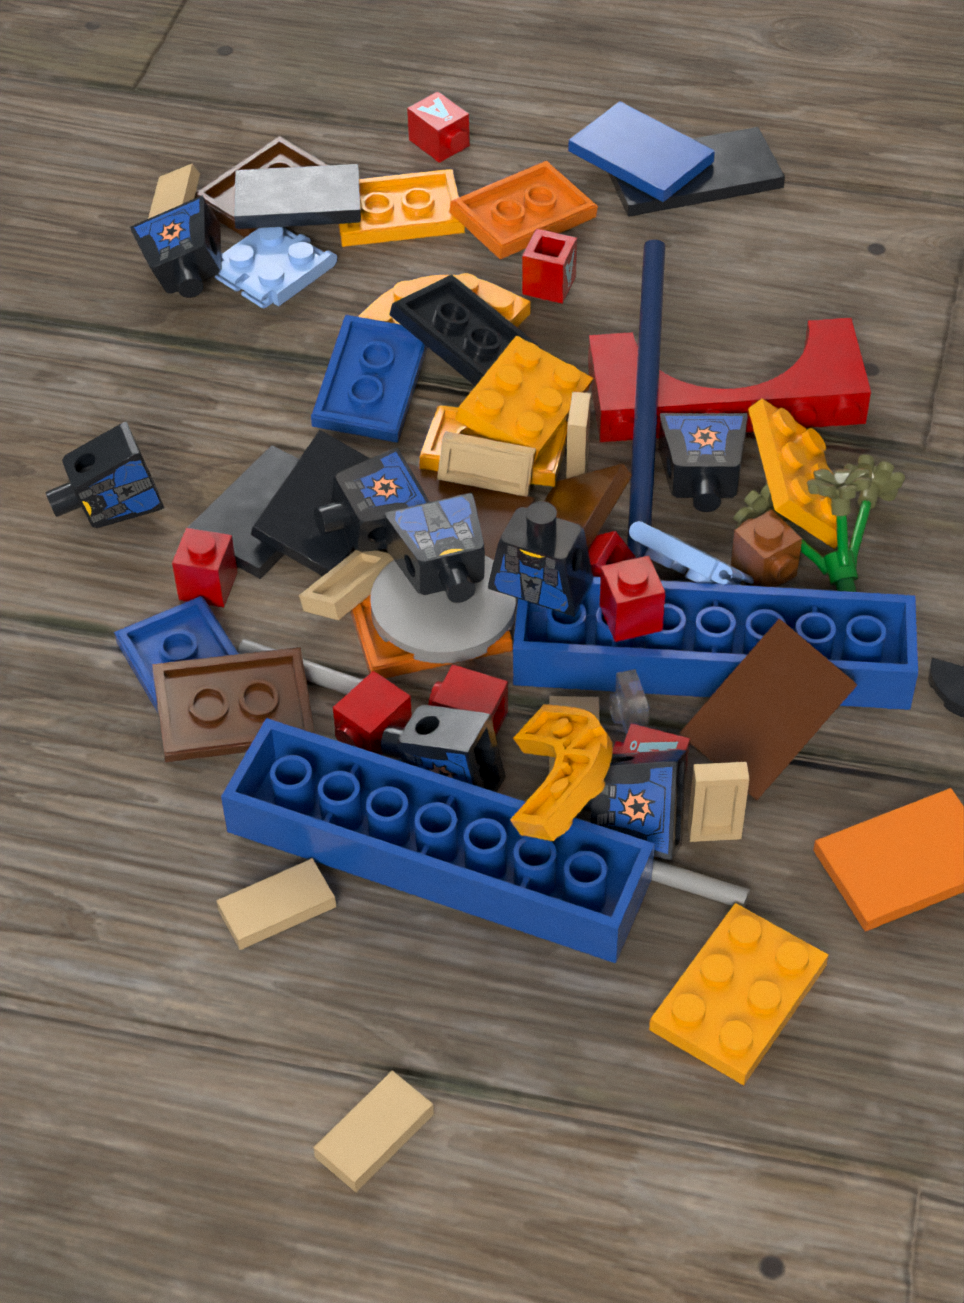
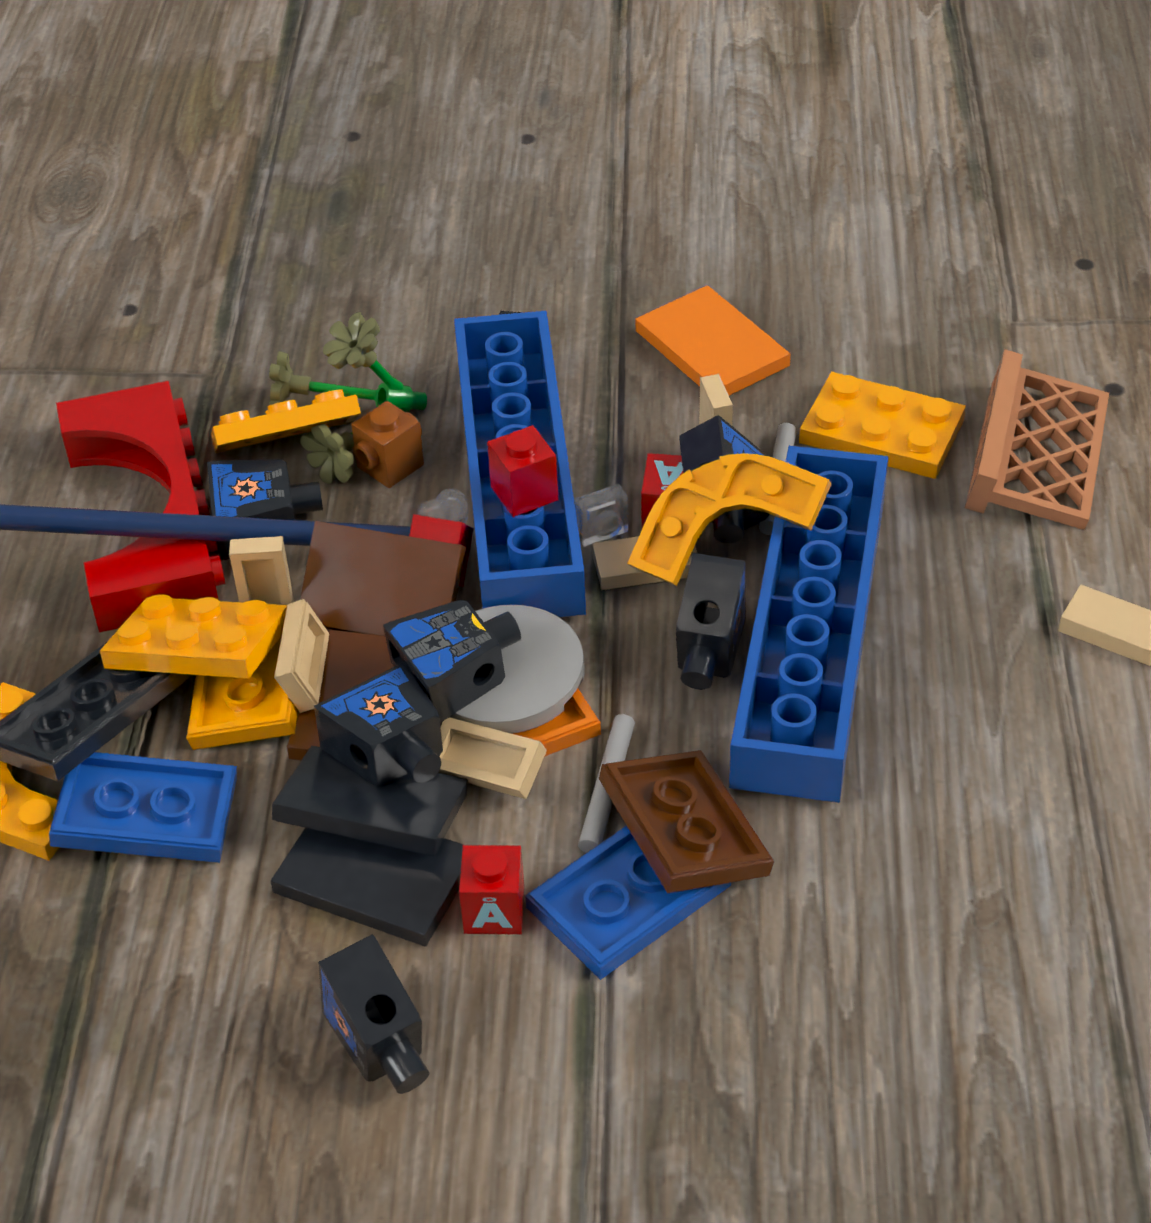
camera: 100 degrees left, 5 degrees down
(276, 904) = (912, 743): tan tile -> none
(368, 710) = (669, 701): red brick -> none
(472, 692) = (632, 628): red brick -> none
(543, 560) = (495, 512): black torso -> none
(680, 556) = (418, 480): light blue plate -> none
(691, 1090) = (998, 442): none -> nougat fence
(769, 707) = (602, 405): reddish brown tile -> none

